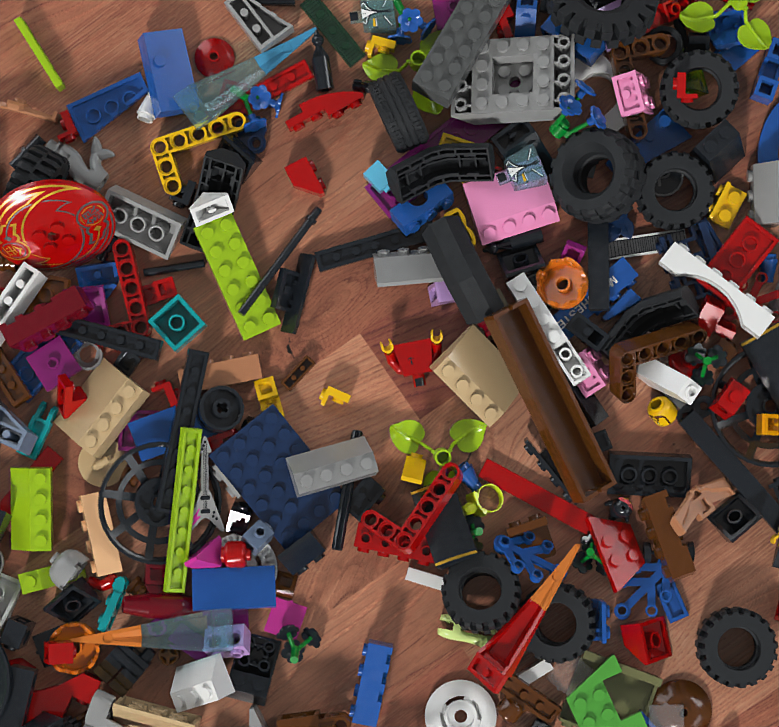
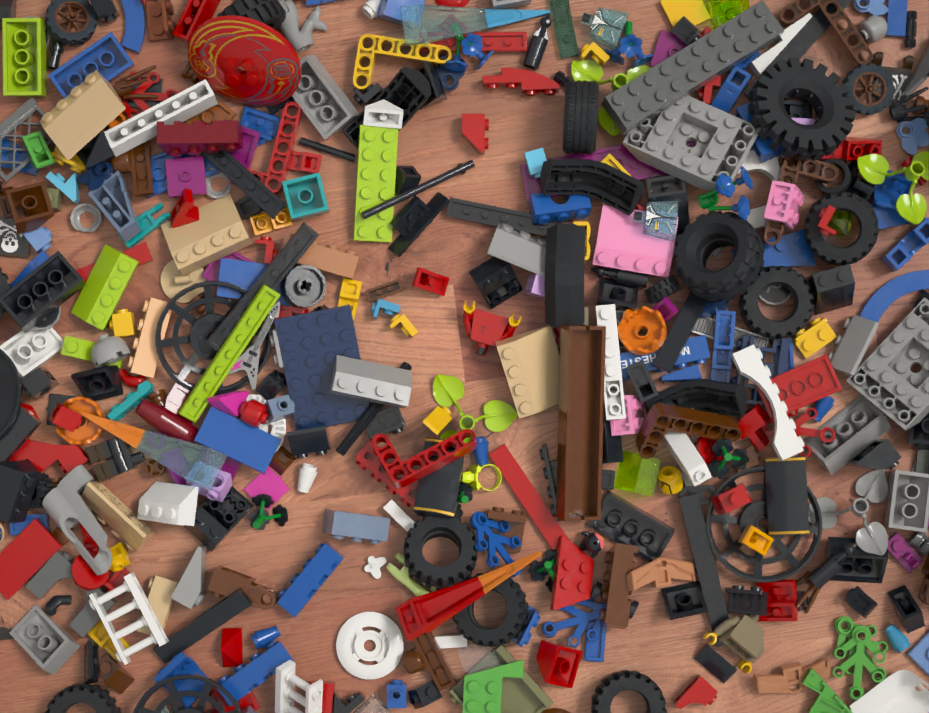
camera: 20 degrees right, 0 degrees up
(67, 534) = (123, 324): none -> yellow brick
(152, 369) = (264, 223): none -> light orange slope
(263, 256) = (406, 178): none -> black panel
(311, 387) = (389, 308): none -> dark azure bracket
(317, 587) = (306, 477): none -> white cone
(337, 342) = (430, 281): none -> red slope
(388, 610) = (356, 526): none -> sand blue wedge
(399, 309) = (495, 281): none -> black slope
(425, 638) = (374, 566): none -> white piece
(560, 234) = (662, 289): none -> black tyre
(628, 421) = (637, 474): none -> clear neon green slope
(645, 258) = (723, 346): none -> blue slope

